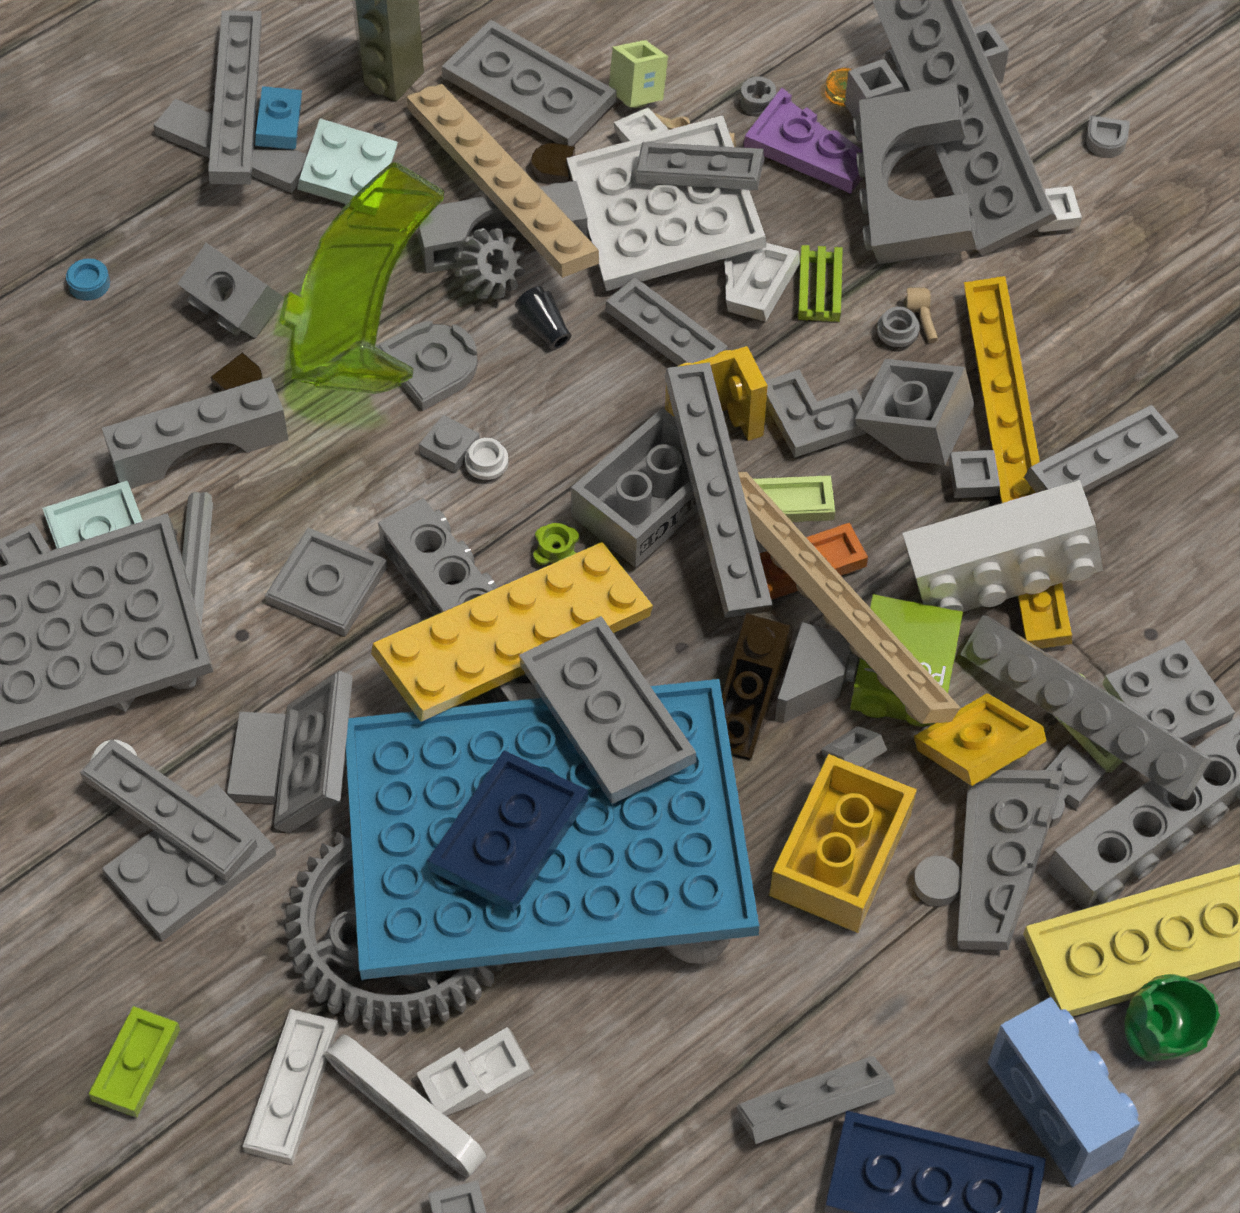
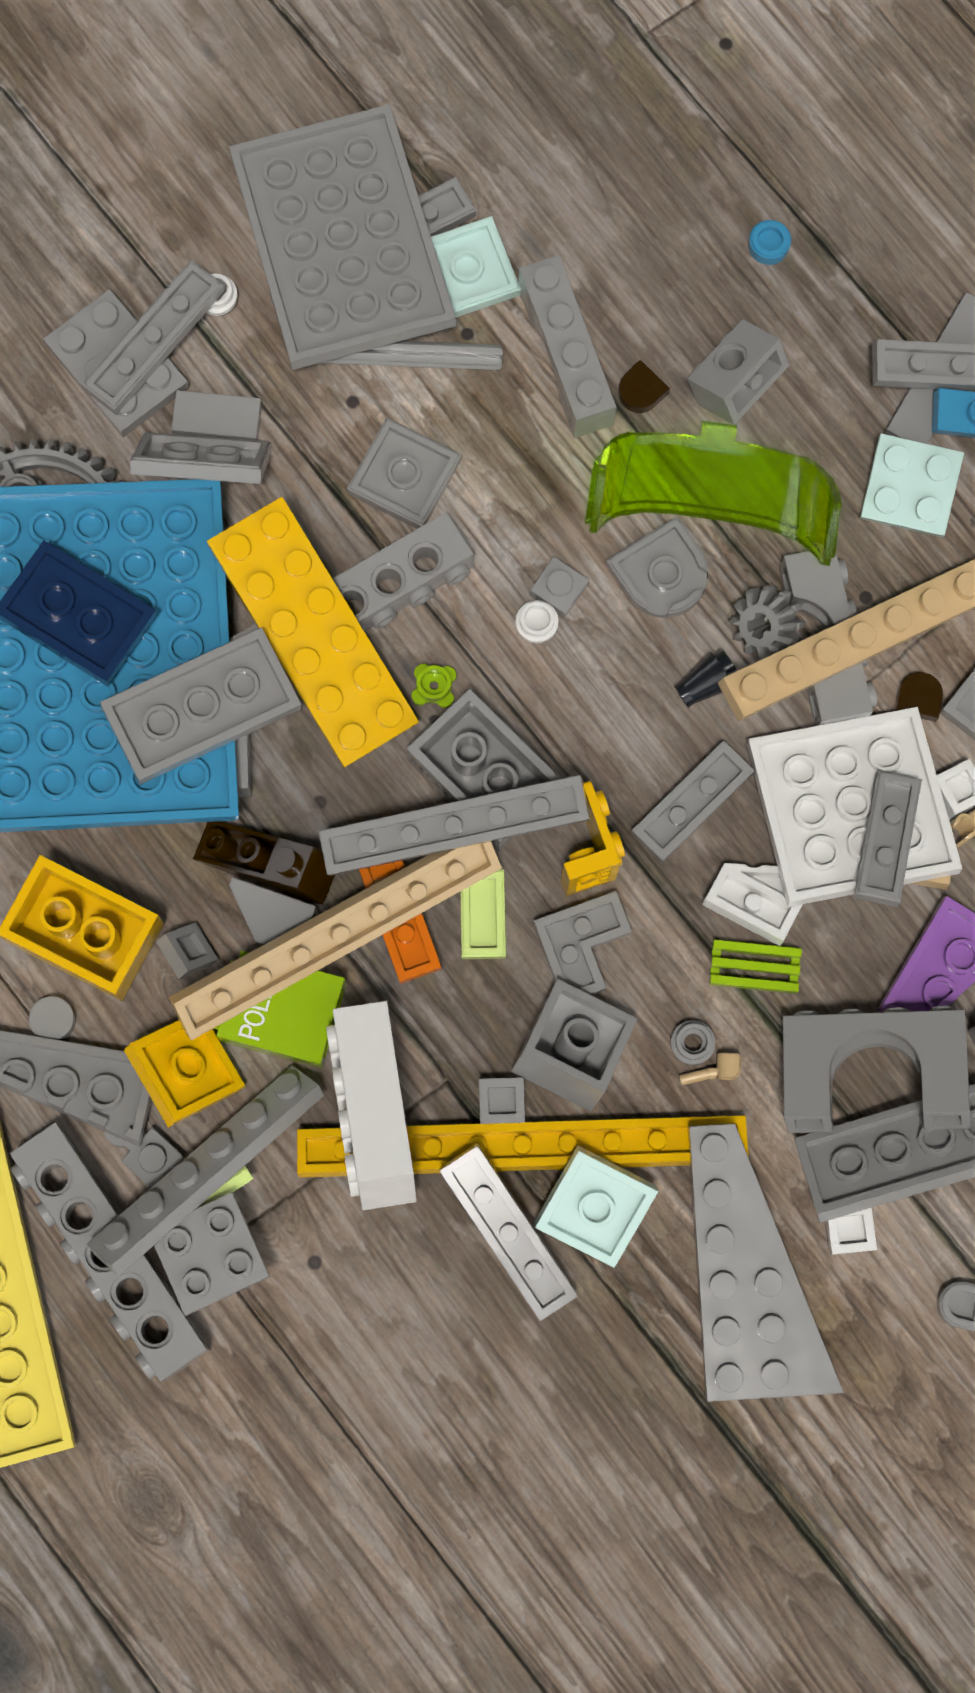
camera: 90 degrees right, 20 degrees up
(1067, 389) = (596, 1206): none -> light aqua plate
(1135, 276) = (751, 1305): none -> light grey wing

